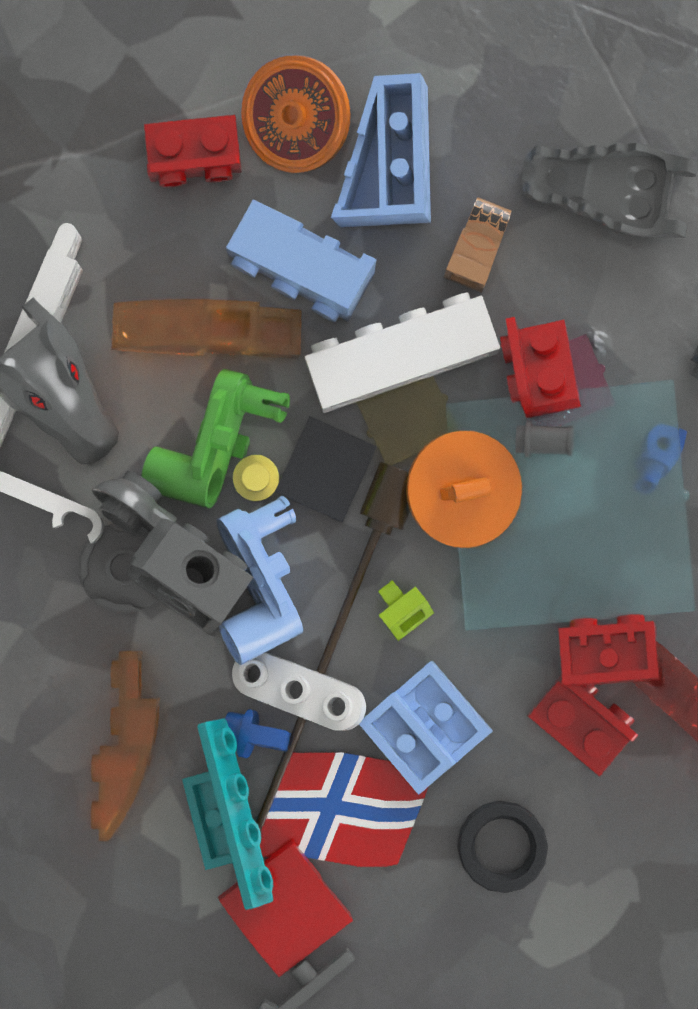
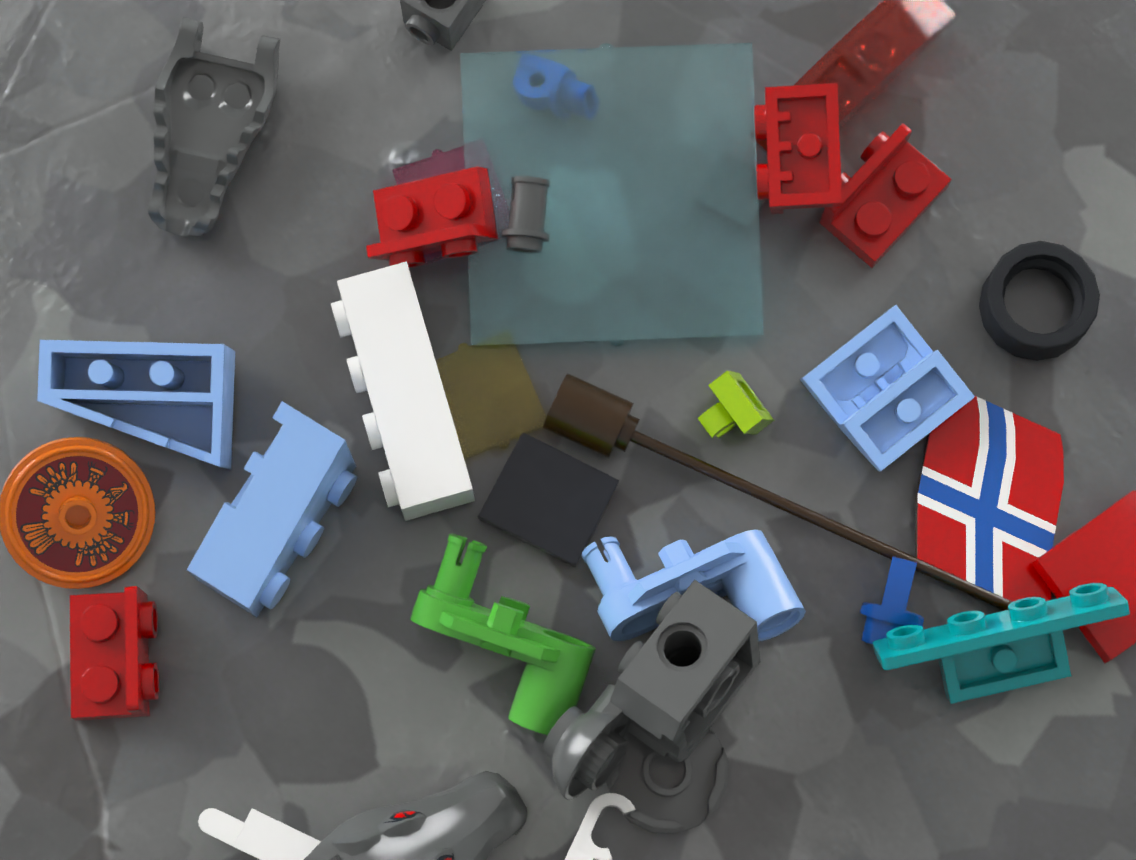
camera: 85 degrees left, 10 degrees down
(124, 765) = (930, 776): clear orange slope -> none
(206, 326) = (352, 645): clear orange slope -> none
(255, 478) = (555, 590): light yellow plate -> none
(317, 694) = (847, 516): white plate -> none
(464, 489) = (584, 320): orange shield -> none
(478, 245) = (270, 292): medium nougat leg -> none

